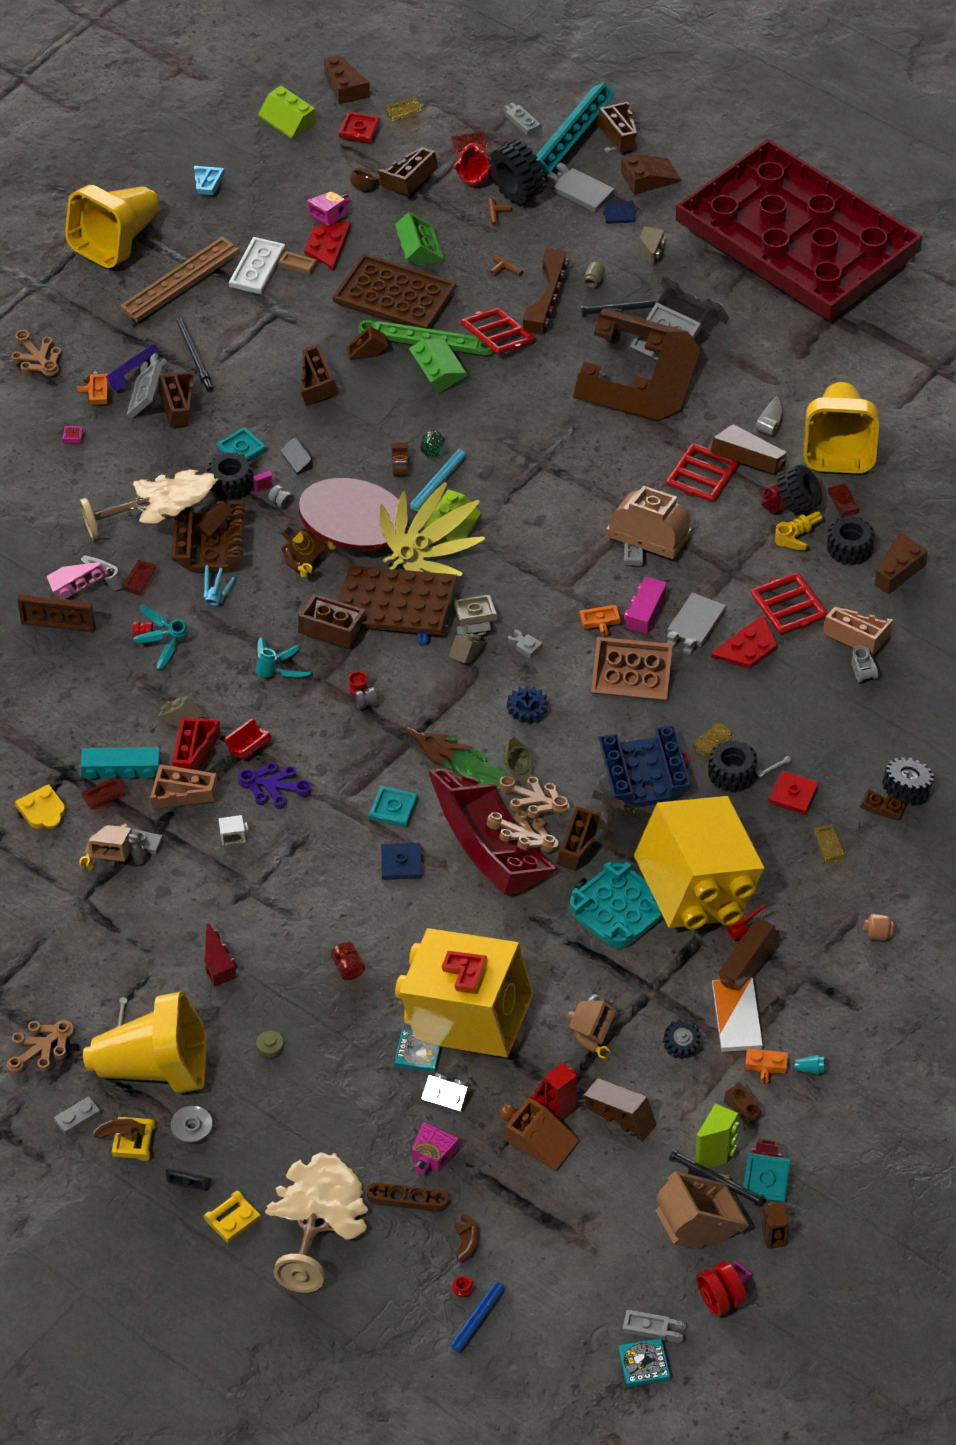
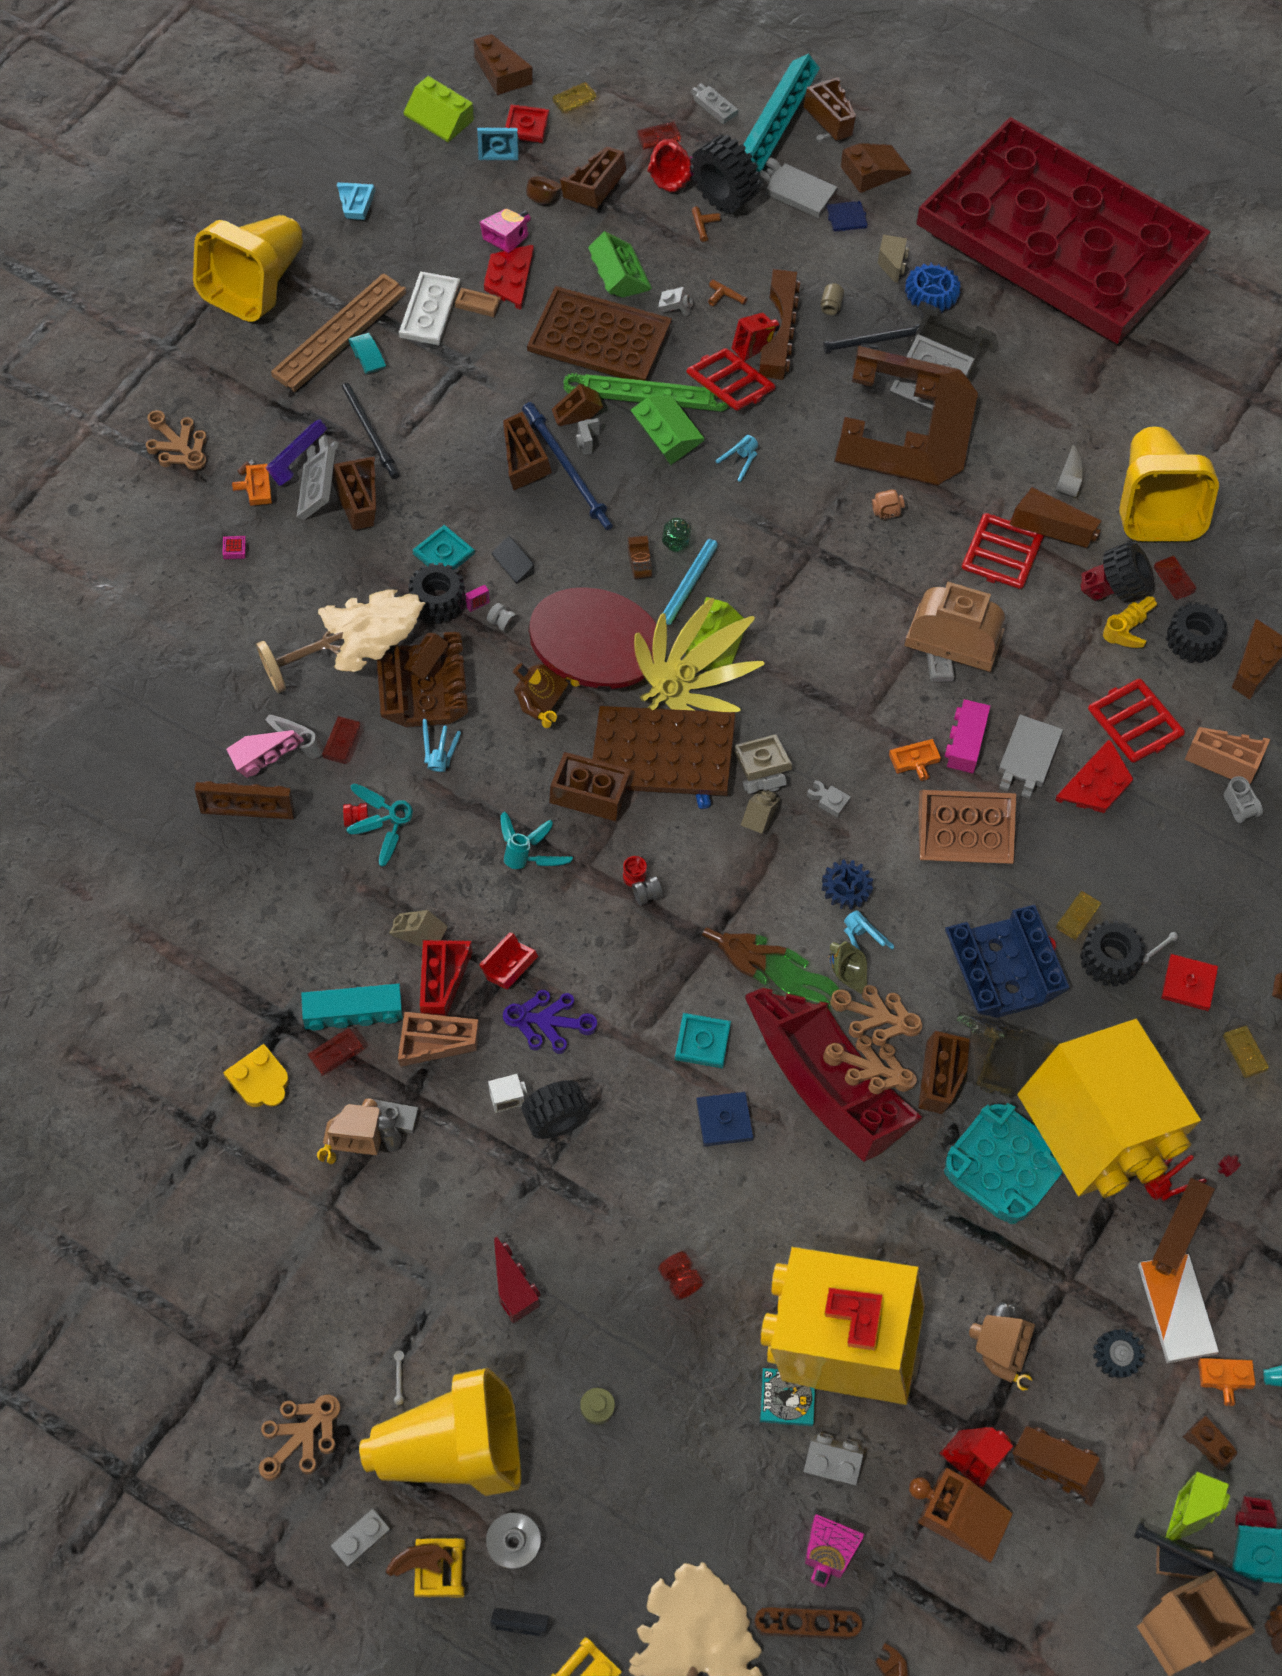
camera: 10 degrees left, 10 degrees up
(200, 295) = (368, 353): none -> teal slope
(267, 839) = (555, 1109): none -> black tyre
(331, 141) = (497, 143): none -> medium azure slope
(333, 354) = (538, 421): none -> dark blue bar
(372, 362) = (585, 430): none -> light grey bracket
(462, 268) = (676, 299): none -> light grey bracket
(500, 383) = (744, 448): none -> medium azure plant
(520, 296) = (753, 334): none -> red torso
(532, 734) = (859, 925): none -> medium azure plant
(611, 431) = (887, 504): none -> nougat head
(681, 268) = (933, 281): none -> blue gear
(797, 919) = (1228, 1165): none -> dark red plate

